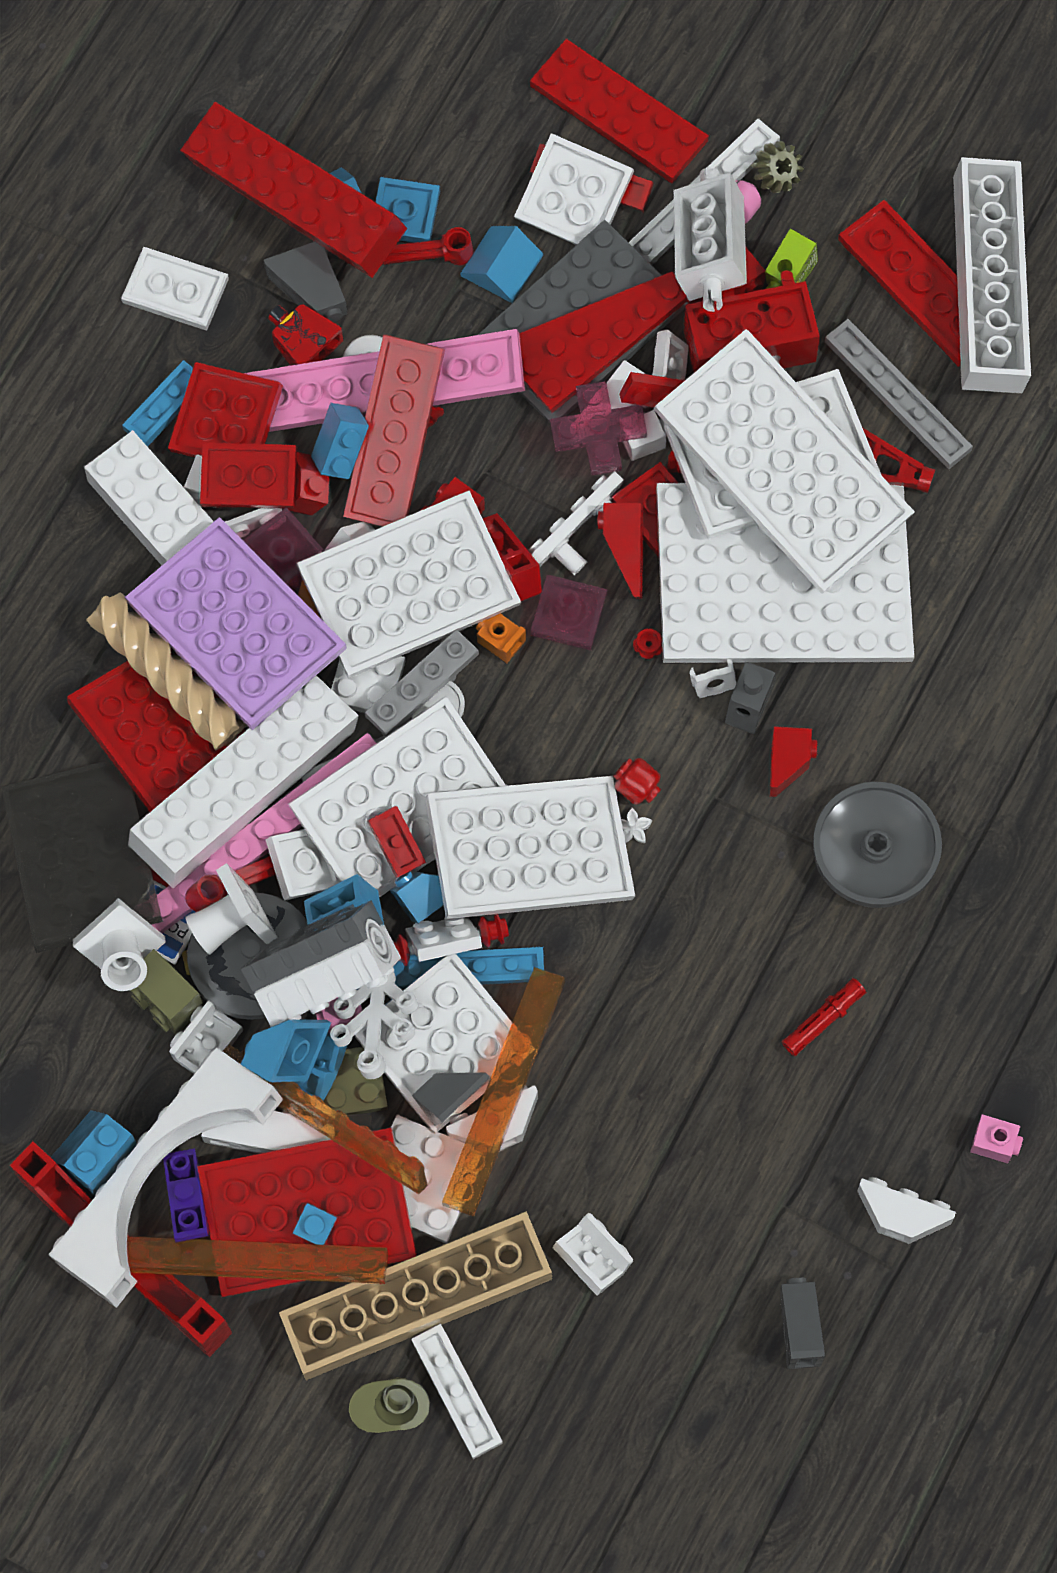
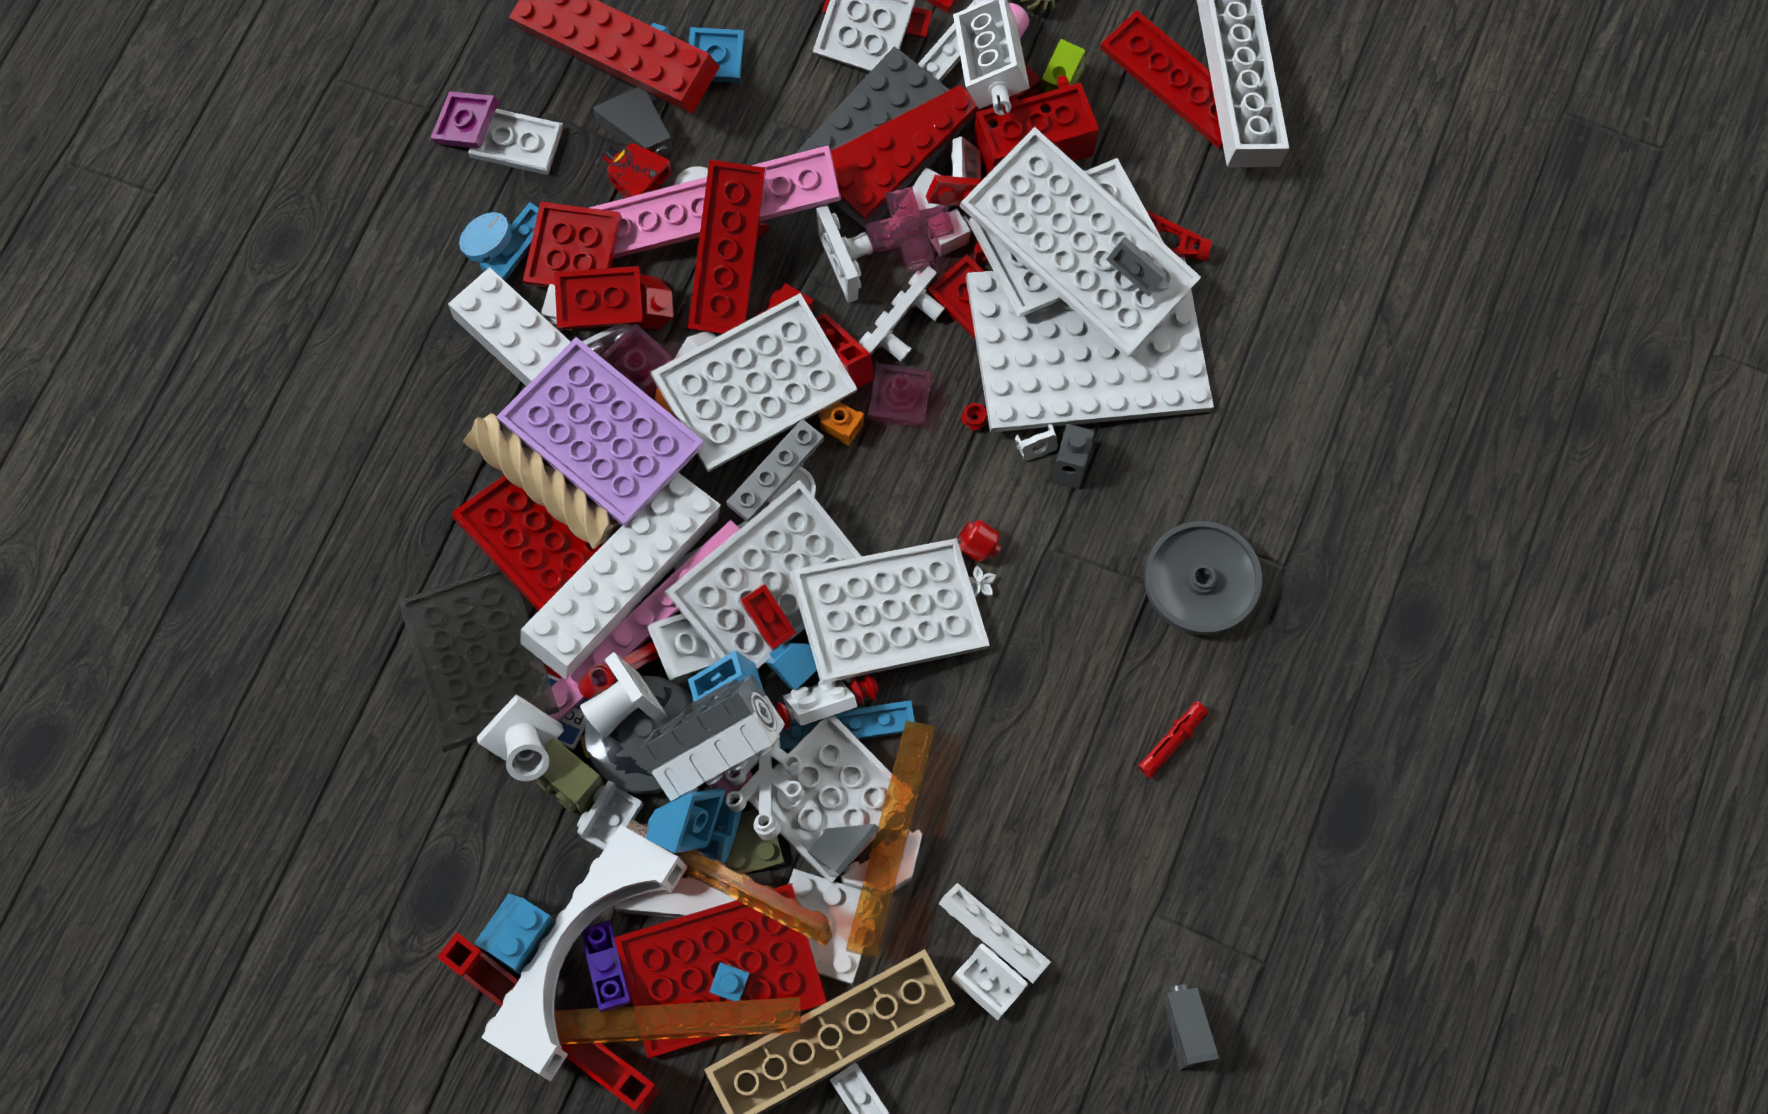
camera: 10 degrees left, 0 degrees up
(120, 261) = (464, 119): none -> magenta plate
(131, 395) = (485, 236): none -> dark azure tile
(339, 441) = (678, 260): dark azure brick -> none
(369, 686) = (727, 478): white plate -> none
(435, 249) = (746, 85): red axle -> none
(503, 262) = (807, 92): dark azure slope -> none
(522, 447) = (842, 251): none -> white plate
(604, 1203) = (994, 933): none -> white plate
(624, 534) = (942, 320): red slope -> none
(790, 756) = (1113, 505): red slope -> none
(842, 494) = (1136, 266): none -> dark grey plate
(898, 394) = (1170, 177): light grey plate -> none
(901, 1212) = (1266, 913): white slope -> none
(996, 1139) = (1344, 836): bright pink brick -> none

